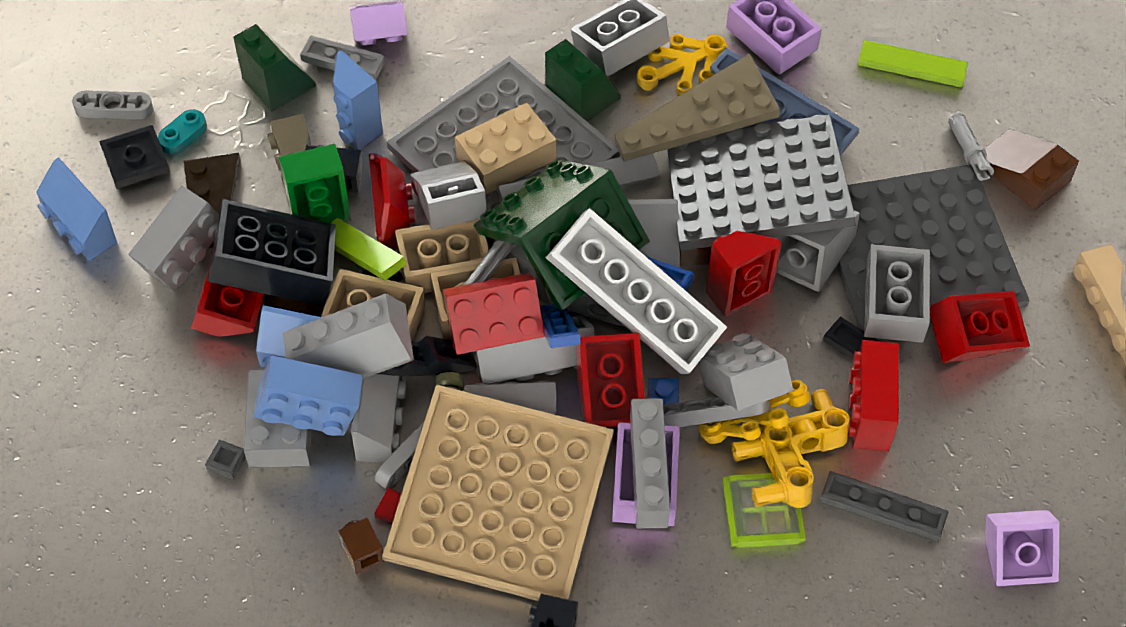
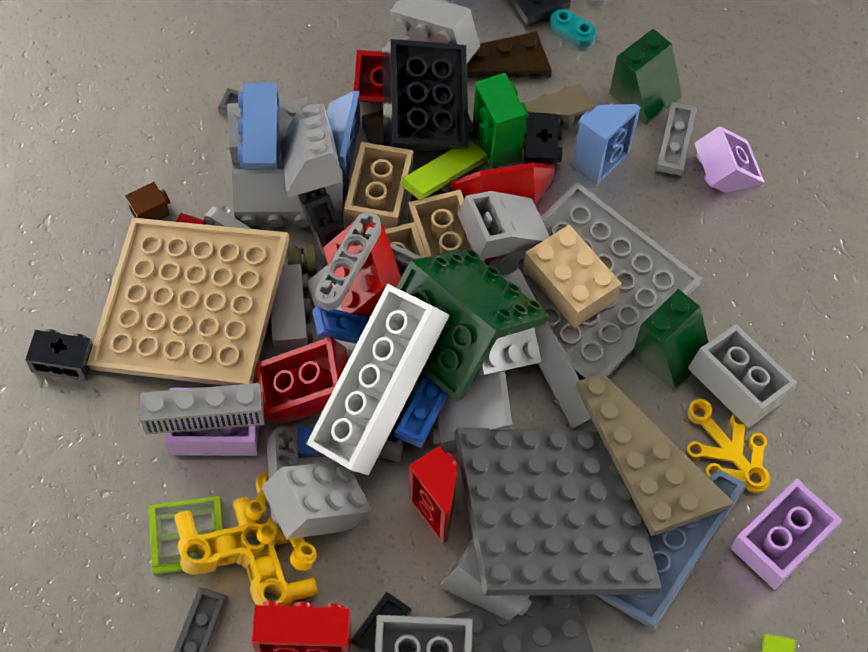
camera: 85 degrees right, 5 degrees up
(500, 307) = (345, 259): none -> light grey beam

